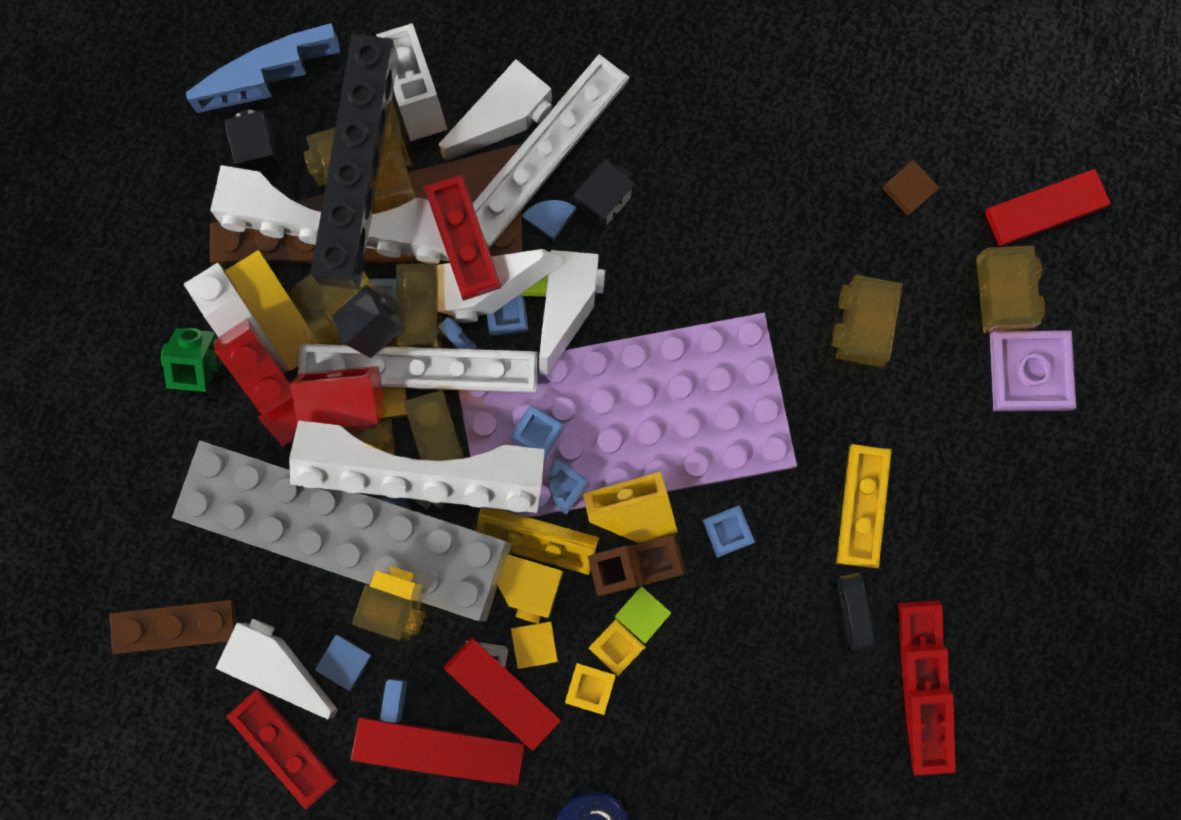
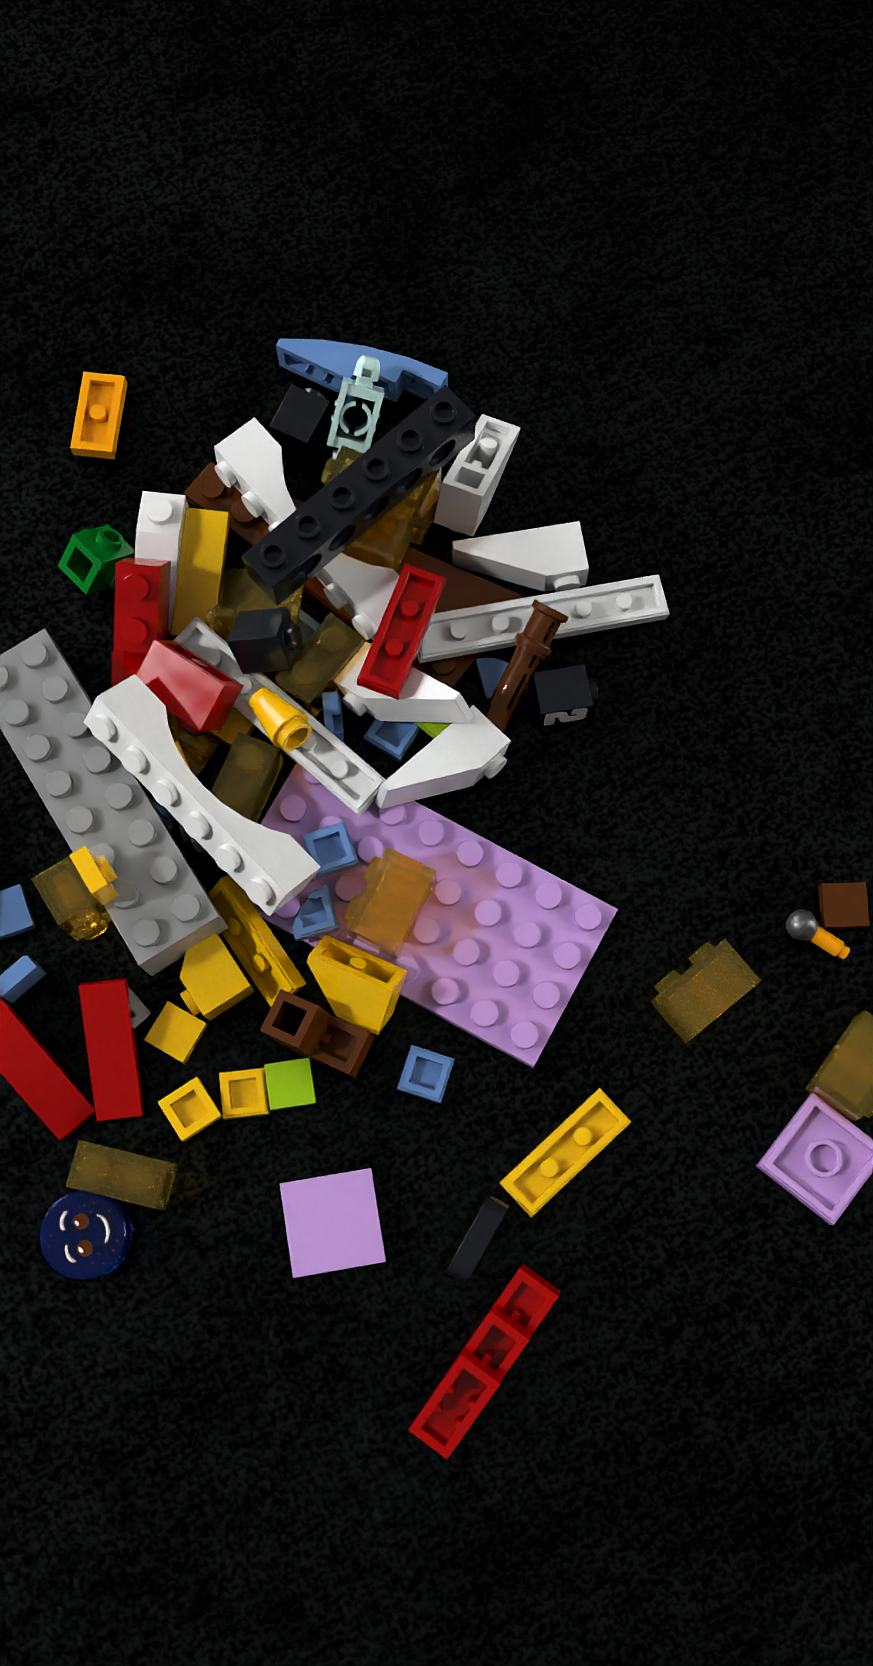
camera: 40 degrees right, 5 degrees down
(97, 253) = (98, 415): none -> light orange plate
(280, 81) = (367, 372): none -> light aqua piece
(427, 369) = (281, 721): none -> yellow cone
(559, 177) = (531, 647): none -> reddish brown pin
(583, 772) = (121, 1175): none -> clear yellow brick
(611, 434) = (390, 902): none -> clear yellow brick
(750, 682) = (332, 1222): none -> lavender tile
(896, 223) = (803, 926): none -> piece

